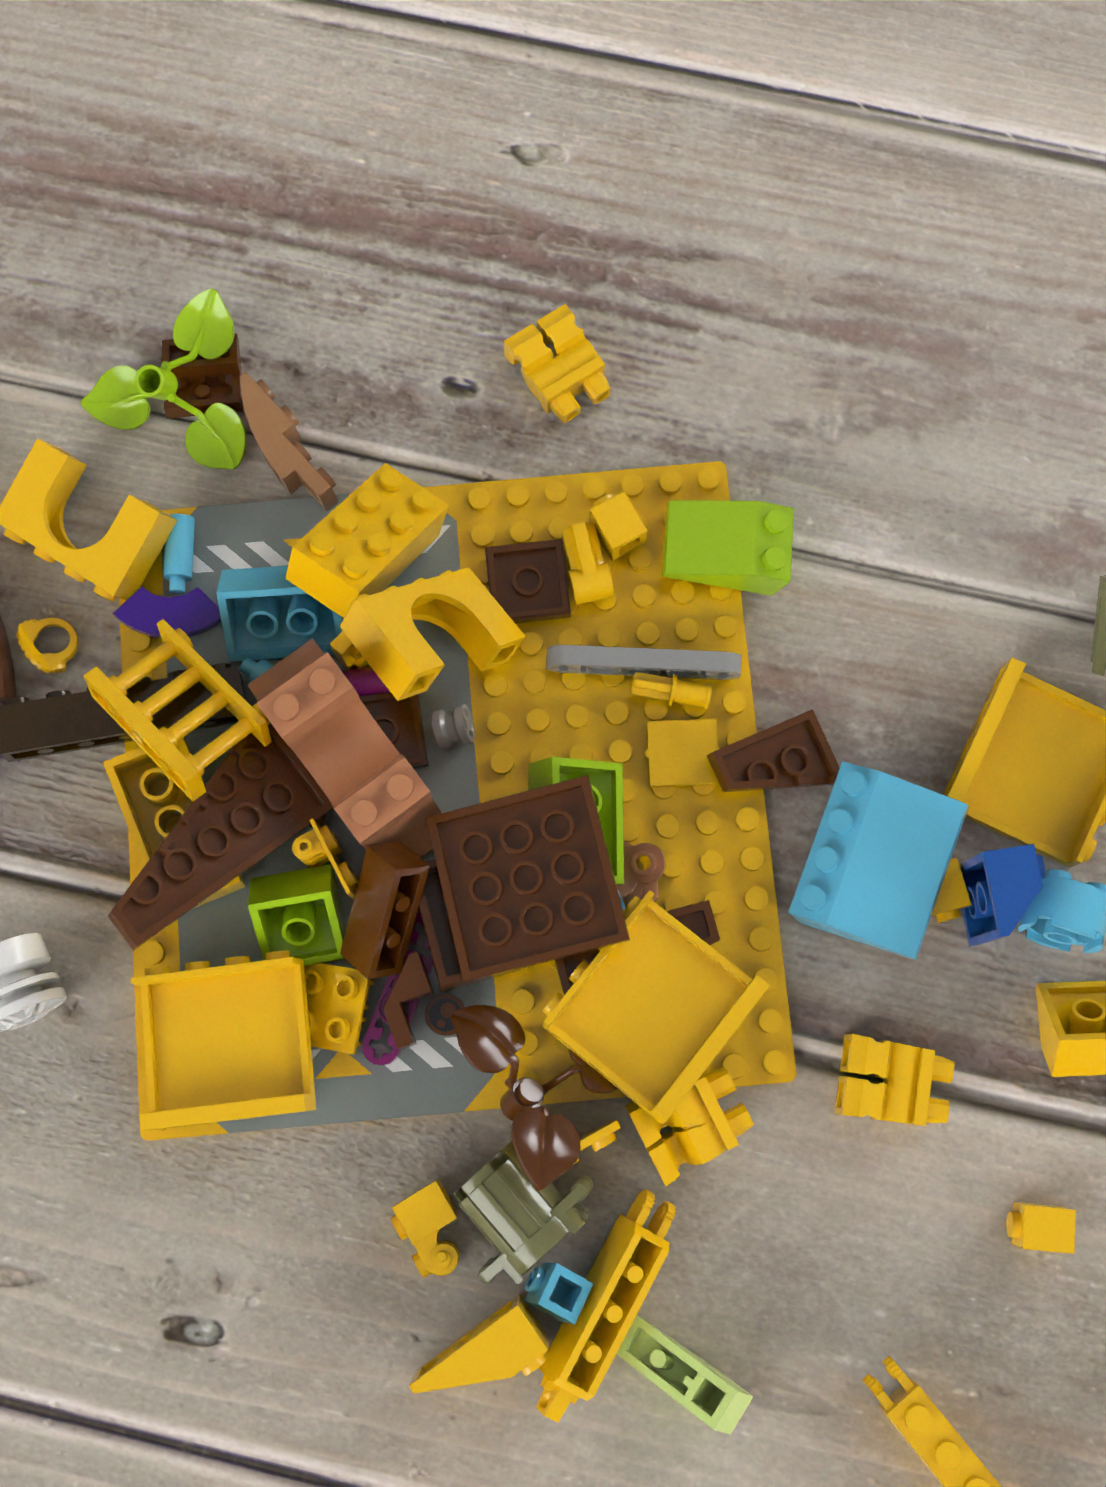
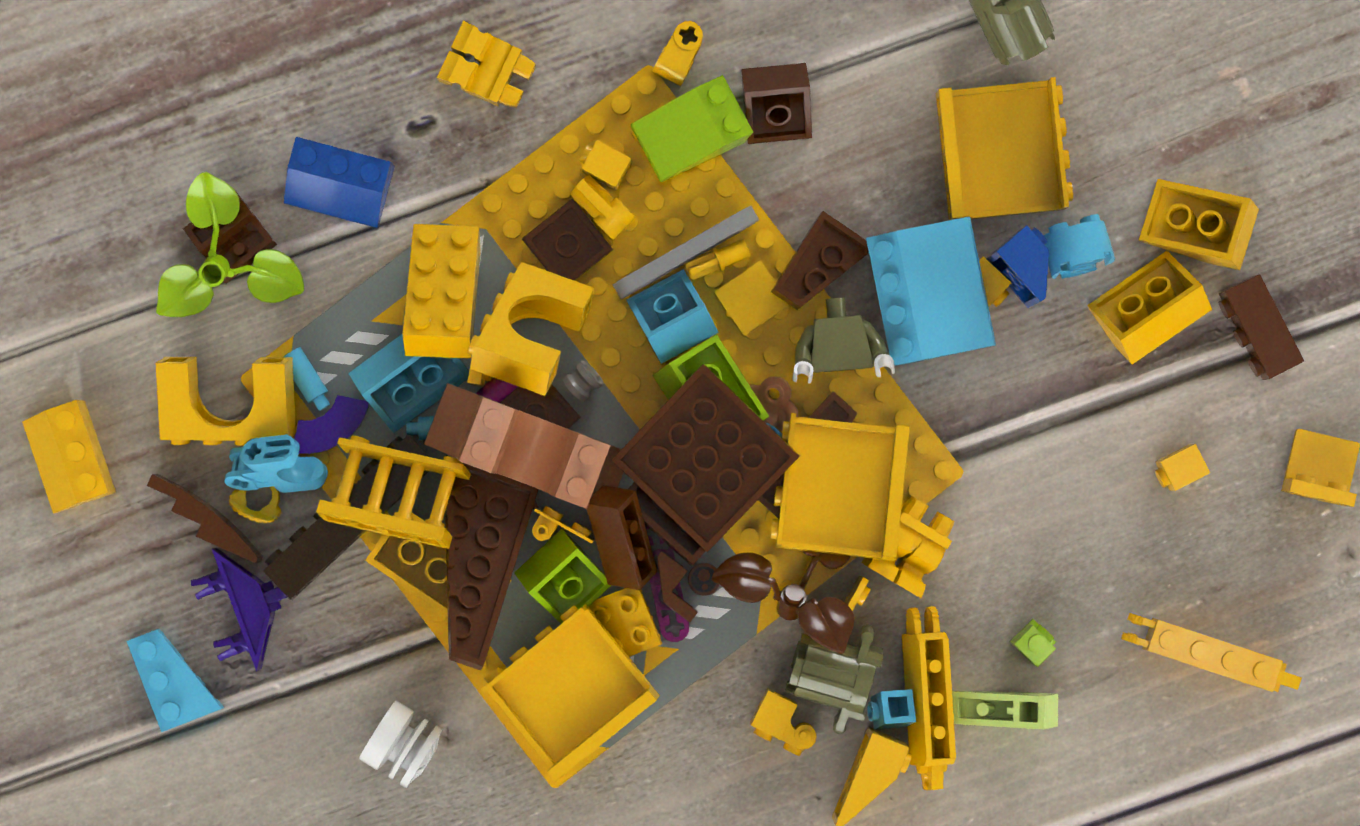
camera: 35 degrees left, 10 degrees up
(79, 608) = (275, 464): none -> medium azure piece
(281, 444) = (315, 249): medium nougat slope -> none
(341, 385) = (337, 182): none -> blue slope
(588, 718) = (672, 316): none -> medium azure slope
(746, 855) = (840, 344): none -> olive torso
(758, 469) = (677, 57): none -> yellow piece
(761, 1320) = (1034, 643): none -> lime brick
(831, 574) = (777, 102): none -> reddish brown slope
(905, 1085) = (1039, 433): yellow hips -> none

